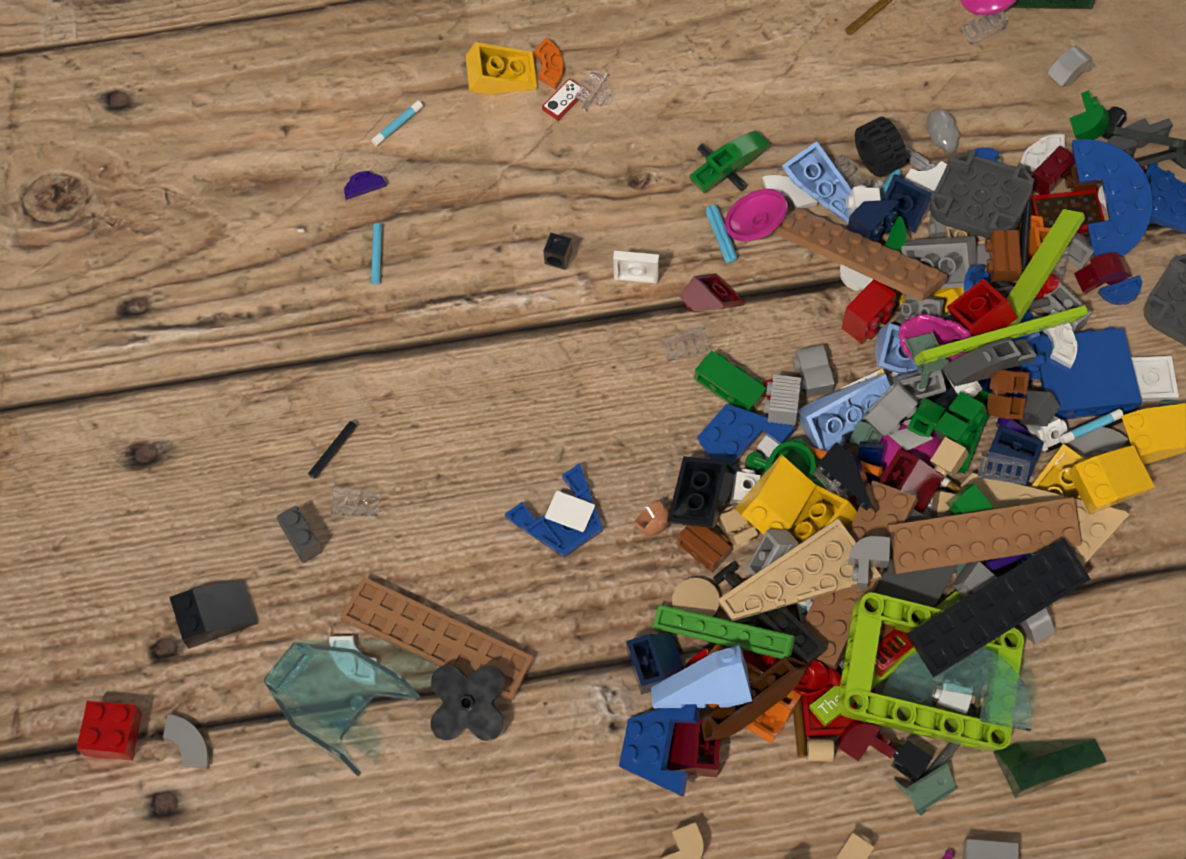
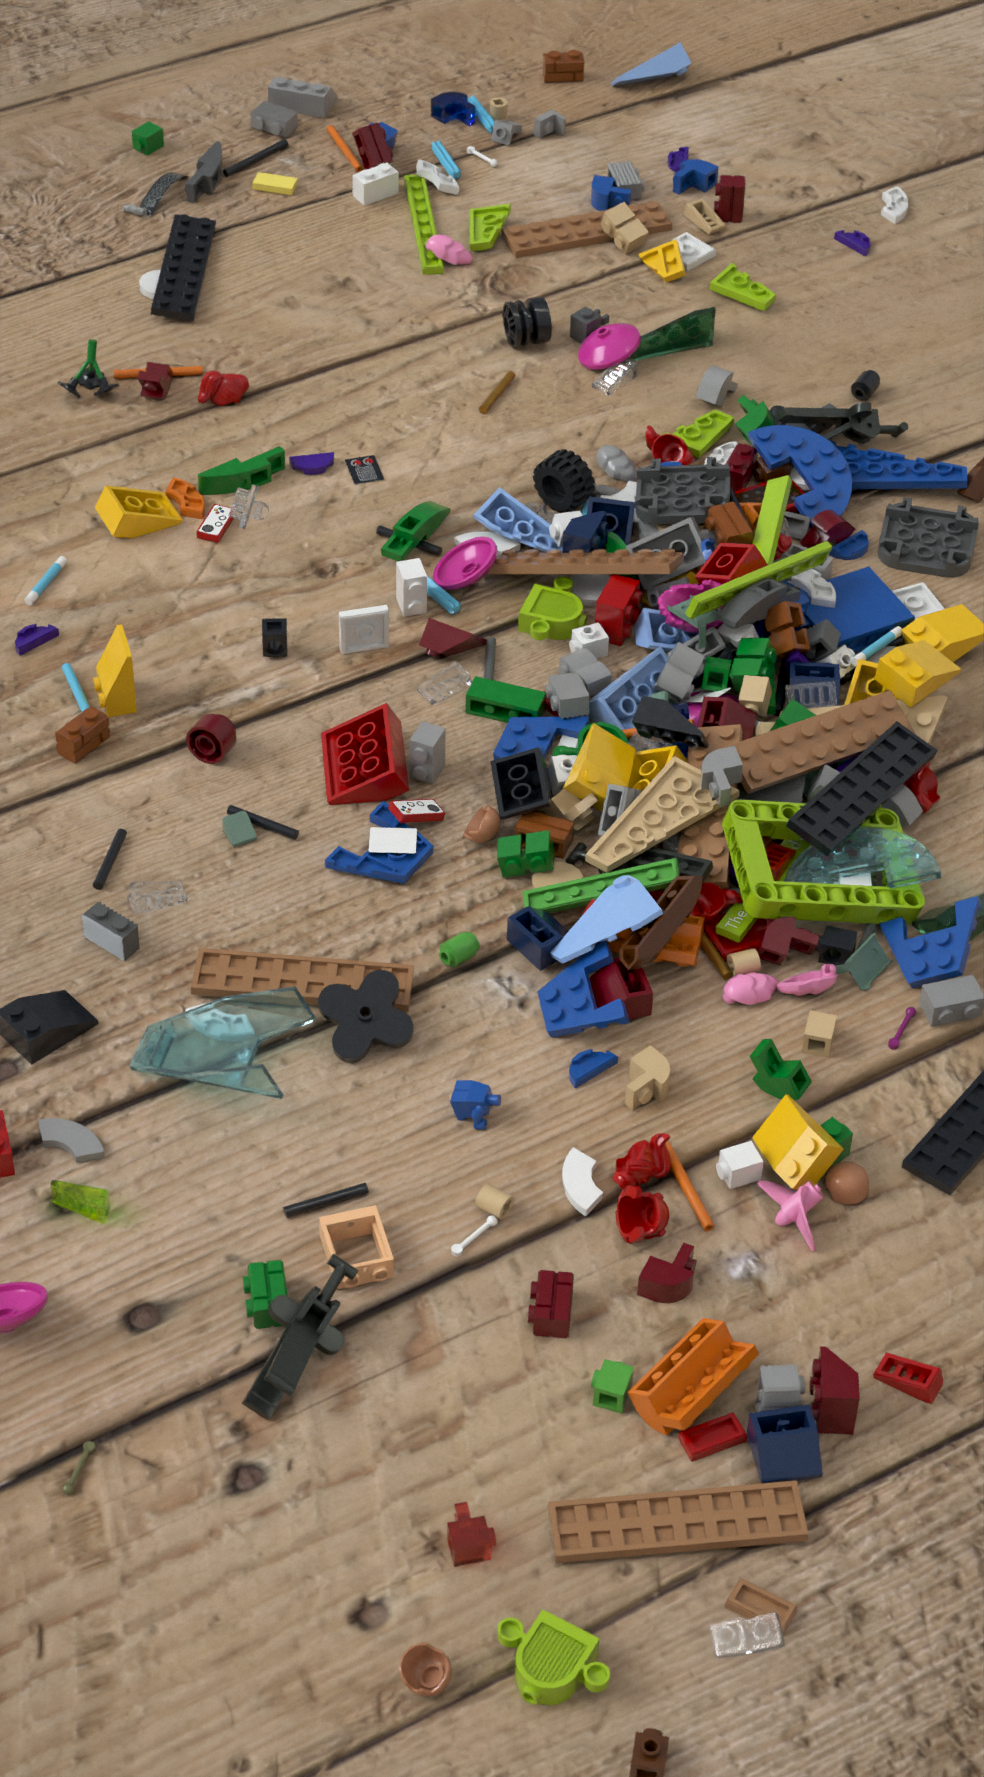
camera: 25 degrees left, 20 degrees down
(171, 816) = (82, 1199): none -> clear neon green slope
(358, 309) = (82, 734): none -> dark orange brick
(405, 260) = (116, 676): none -> yellow slope
(448, 453) = (238, 829): none -> sand green slope
(462, 348) = (211, 738): none -> dark red piece
(473, 450) = (266, 823): none -> black bar
(524, 825) = (473, 1101): none -> blue piece
(579, 649) = (459, 949): none -> bright green brick
(584, 410) = (365, 758): none -> red slope
(601, 53) = (235, 474): none -> green slope
(603, 483) = (416, 810): none -> tile
(635, 425) = (427, 752): none -> light grey brick
(641, 813) = (590, 1064): none -> blue tile
(673, 54) = (313, 463): none -> dark purple tile
(682, 569) = (536, 857): none -> green piece
(696, 230) = (411, 587): none -> white brick
(716, 71) = (364, 469): none -> black sticker
(739, 324) = (490, 658): none -> dark grey piece
(812, 292) = (552, 611): none -> lime piece
(815, 779) = (749, 988): none -> bright pink arm
(832, 336) = (592, 638): none -> white brick
(869, 791) = (809, 982): none -> bright pink arm
(984, 444) = (780, 690): none -> black piece
(994, 131) = (668, 447): none -> red hair
(994, 806) = (935, 954): none -> blue wing
(1033, 118) = (704, 431): none -> lime wing
(1066, 609) = (924, 788): none -> red hair

